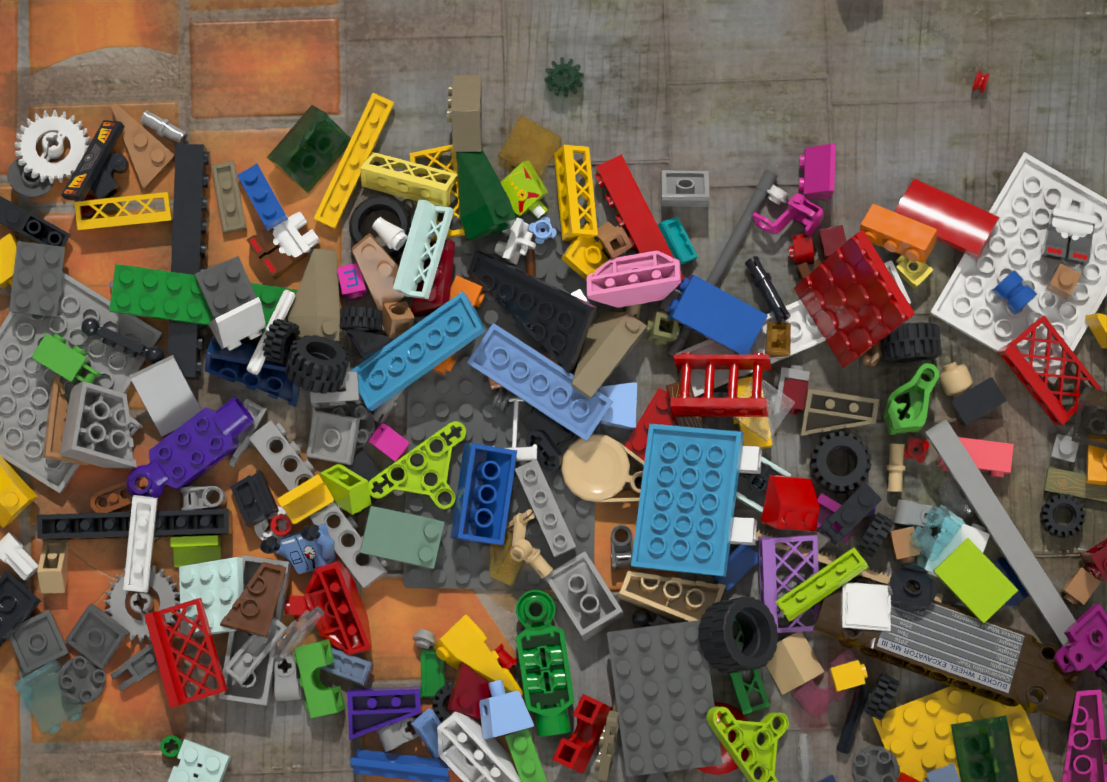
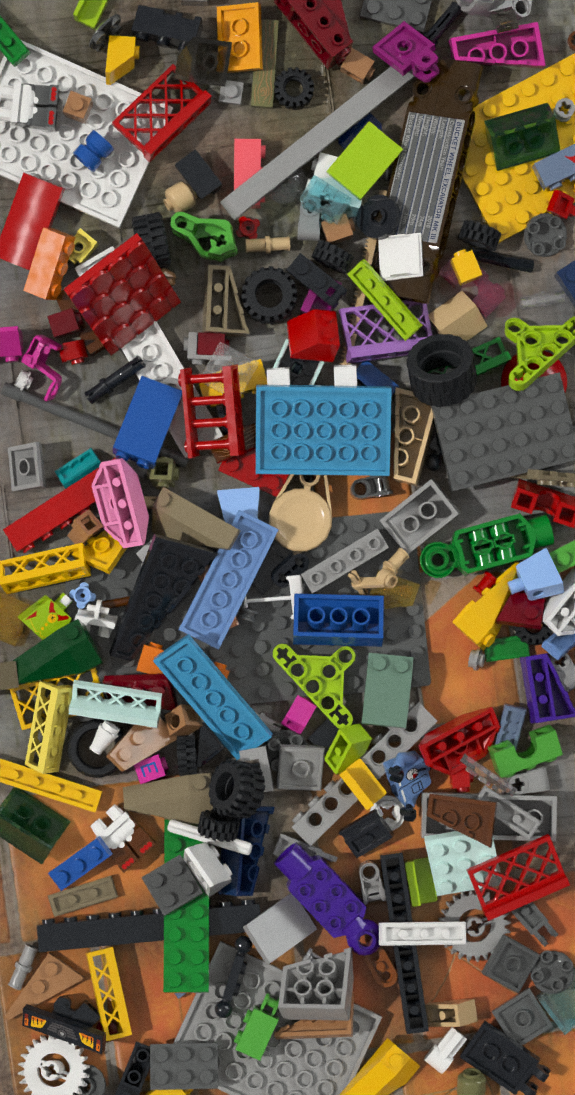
camera: 100 degrees left, 5 degrees up
(289, 525) = (389, 811): red bush -> none
(778, 339) = (162, 364): pearl gold slope -> none

